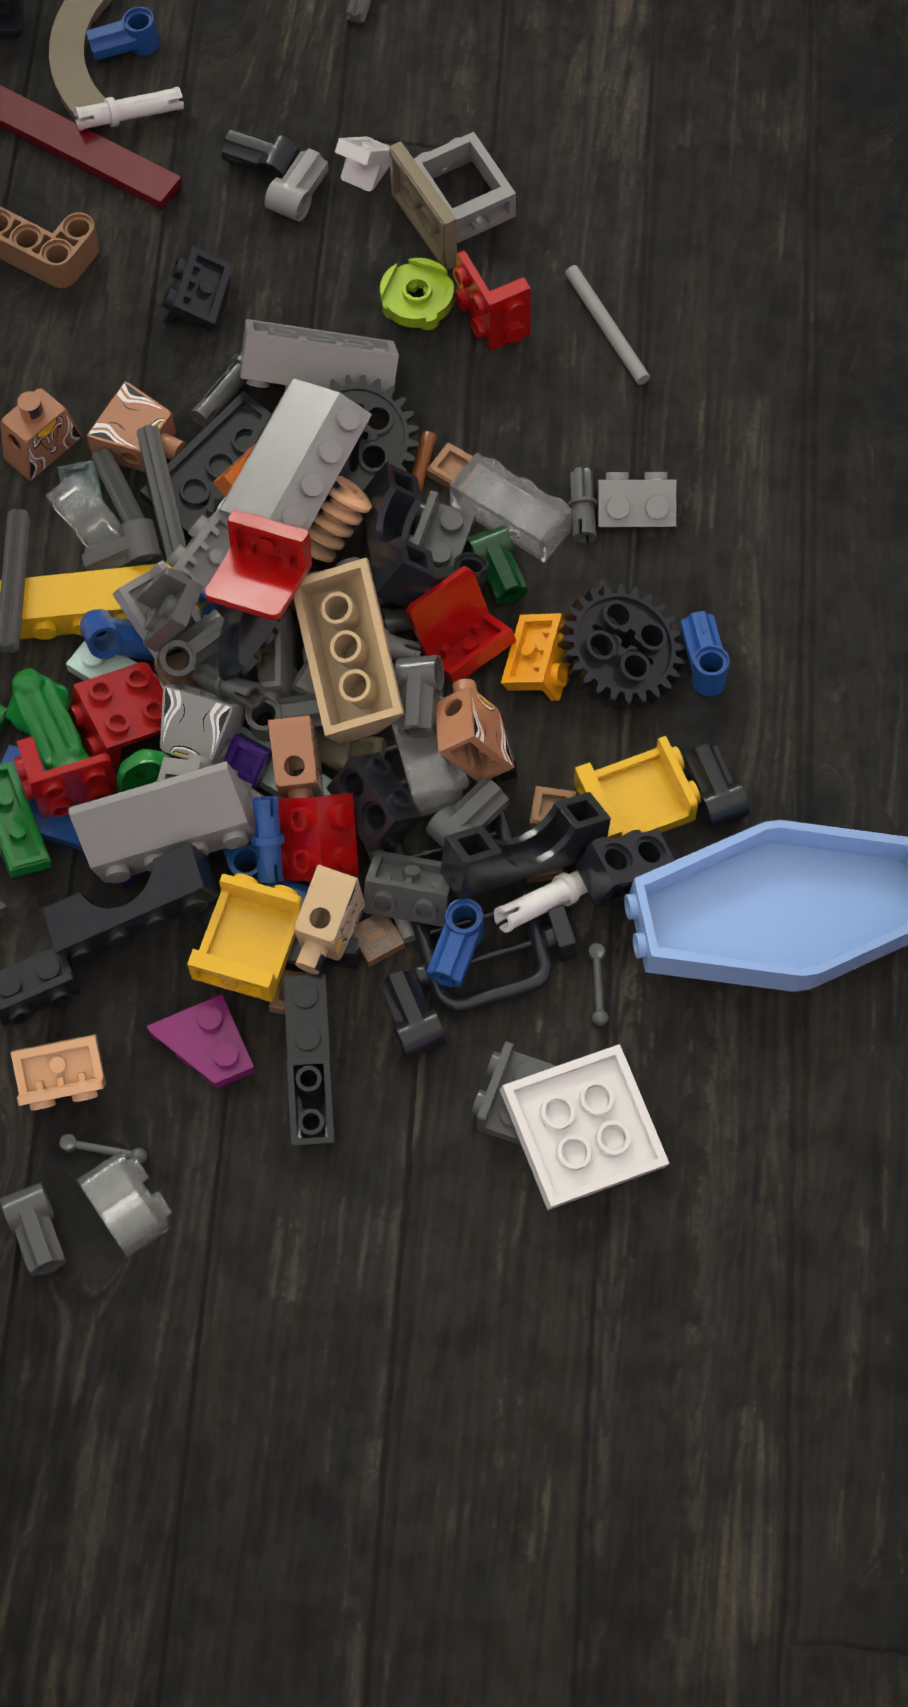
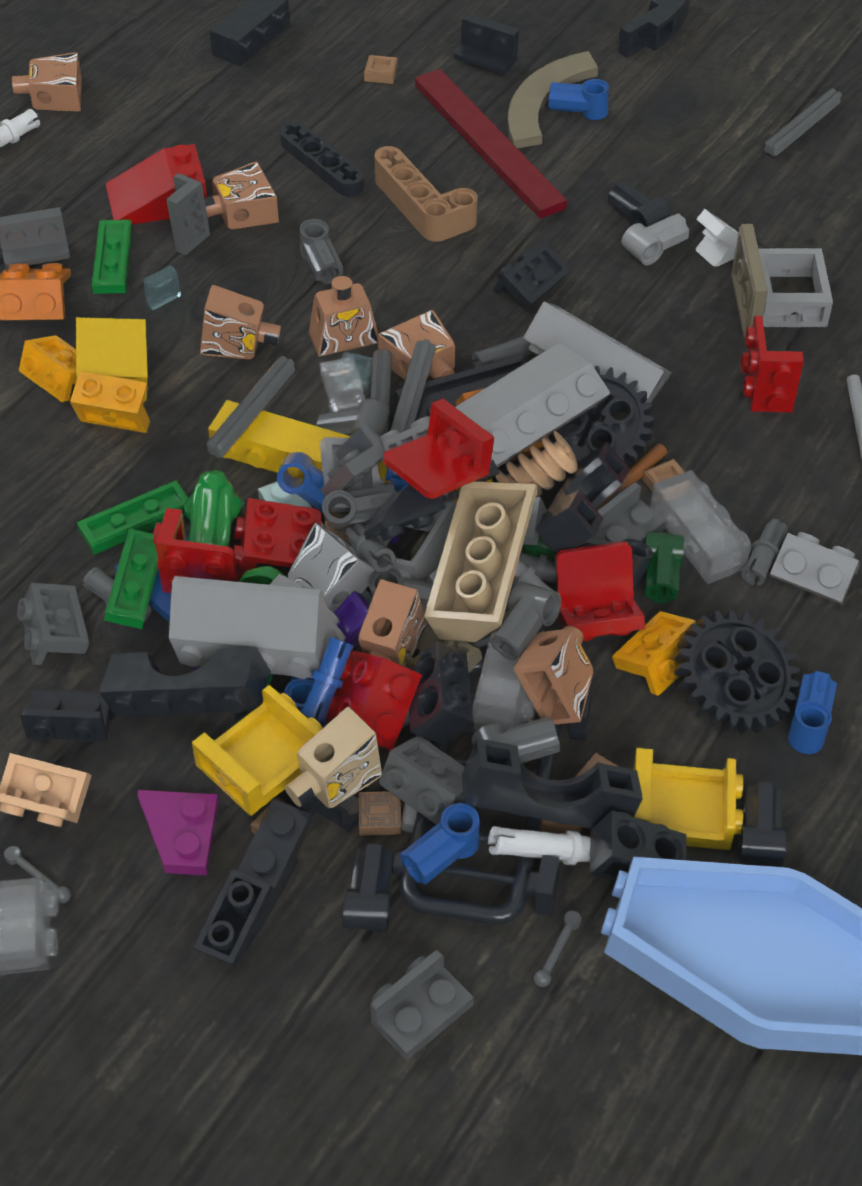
camera: 25 degrees right, 15 degrees down
(128, 108) = (553, 142): white pin -> none
(417, 311) = (709, 359): lime plate -> none
(583, 1126) = (467, 1066): white plate -> none

